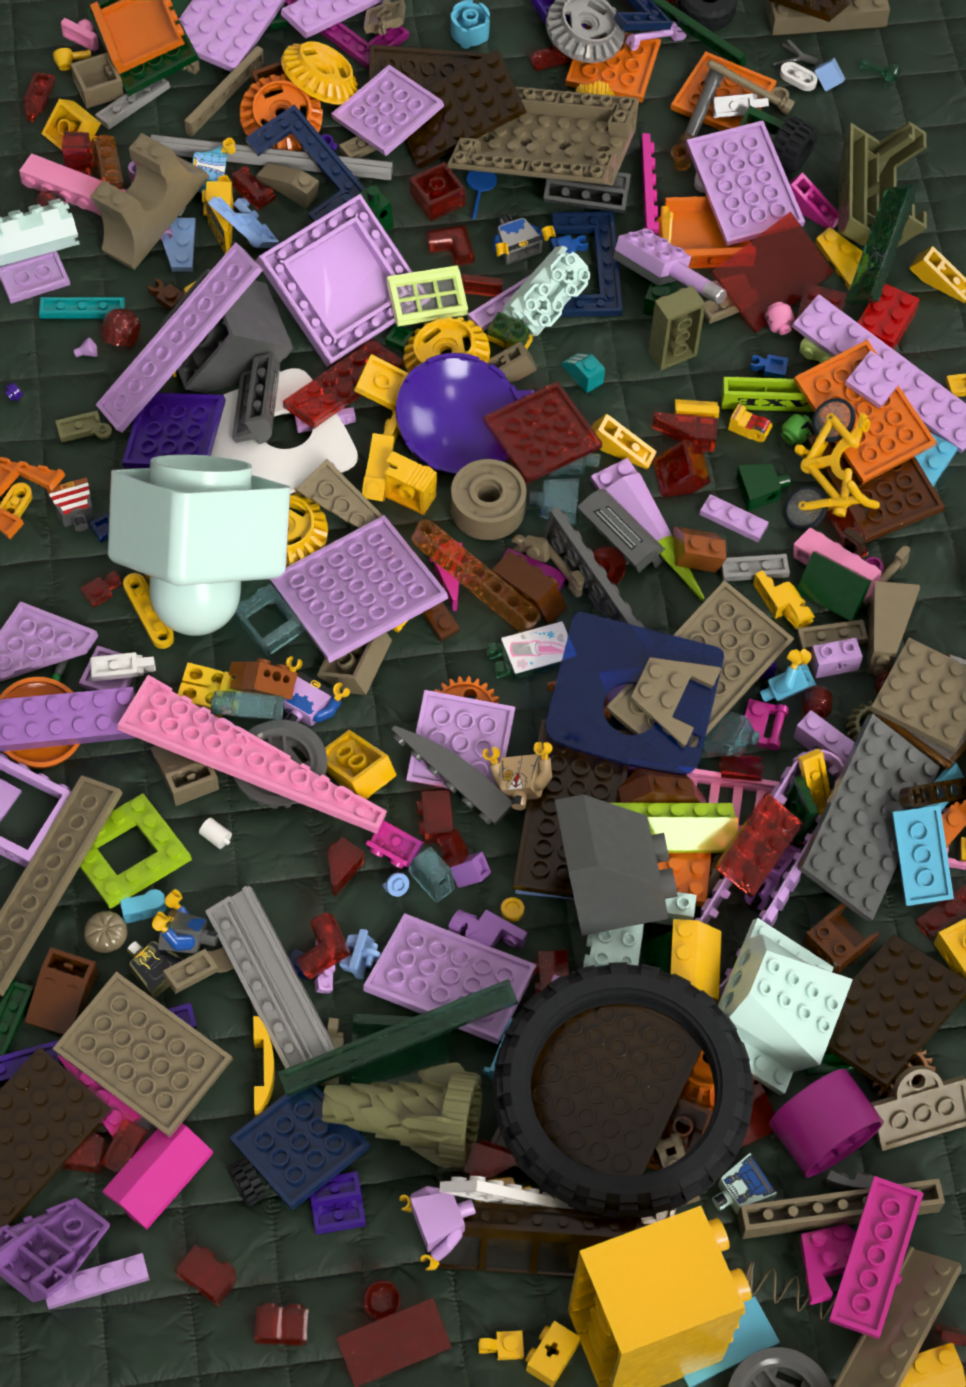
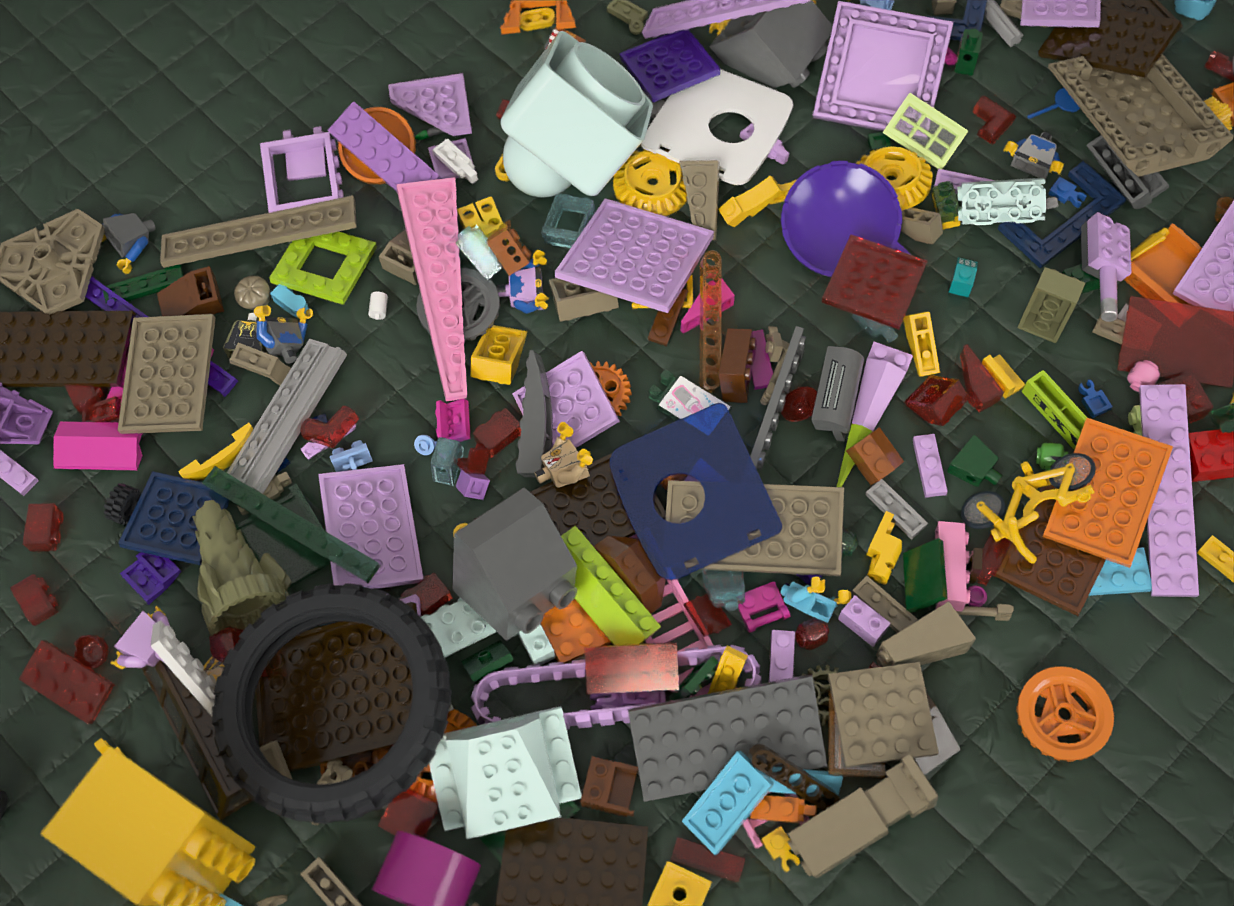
camera: 60 degrees right, 5 degrees up
(257, 400) = (735, 90): dark grey brick -> none
(336, 386) = (802, 133): clear red plate -> none
(343, 863) = (412, 399): clear red slope -> none
(380, 382) = (820, 149): yellow plate -> none
(410, 483) = (754, 229): yellow piece -> none
(437, 191) = (1024, 77): clear red brick -> none
(482, 285) = (972, 159): clear red tile -> none
(487, 929) = (430, 526): medium lavender plate -> none
(488, 499) = (788, 271): dark tan piece -> none
(557, 493) = (833, 332): clear light blue torso -> none
(648, 182) = (1170, 210): dark pink plate -> none
(662, 689) = (712, 507): dark tan wing -> none
(697, 955) = (492, 685): yellow slope -> none
(744, 1186) = (347, 850): torso -> none
(749, 425) = (1024, 419): yellow leg -> none
(875, 379) = (1141, 477): lavender plate -> none

